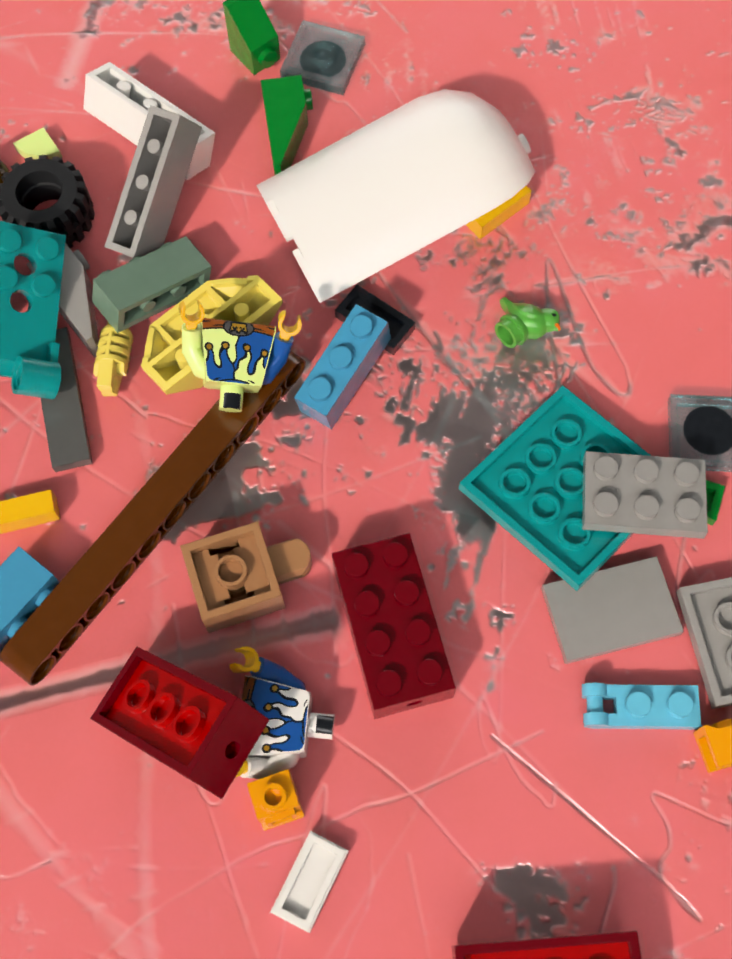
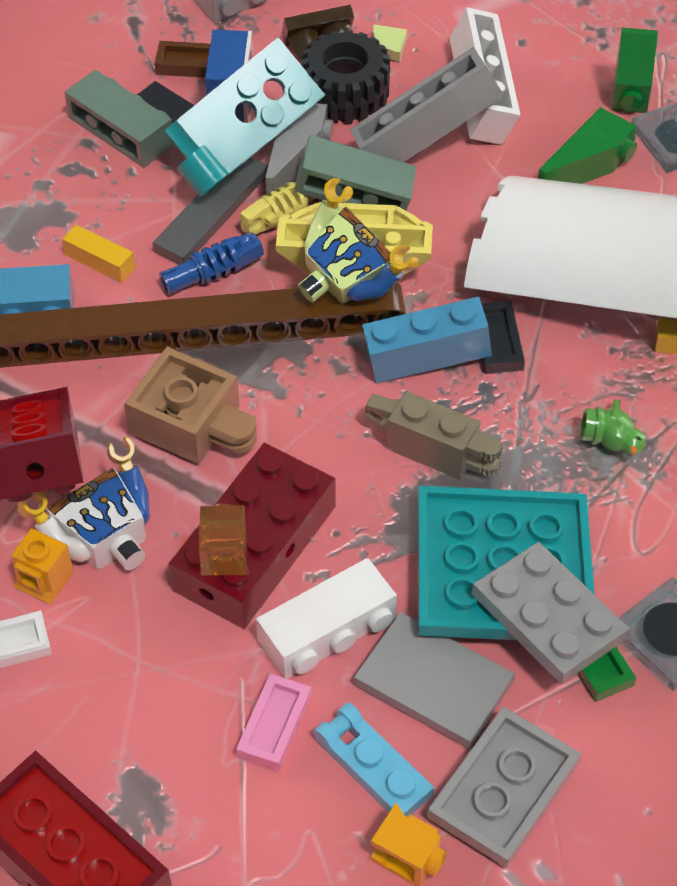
camera: 45 degrees right, 15 degrees down
(117, 442) = (213, 262): none -> blue hinge
(405, 658) = (223, 540): none -> clear orange brick
(424, 434) = (435, 435): none -> dark tan hinge
(508, 638) = (326, 619): none -> white brick
(551, 744) = (274, 722): none -> bright pink tile

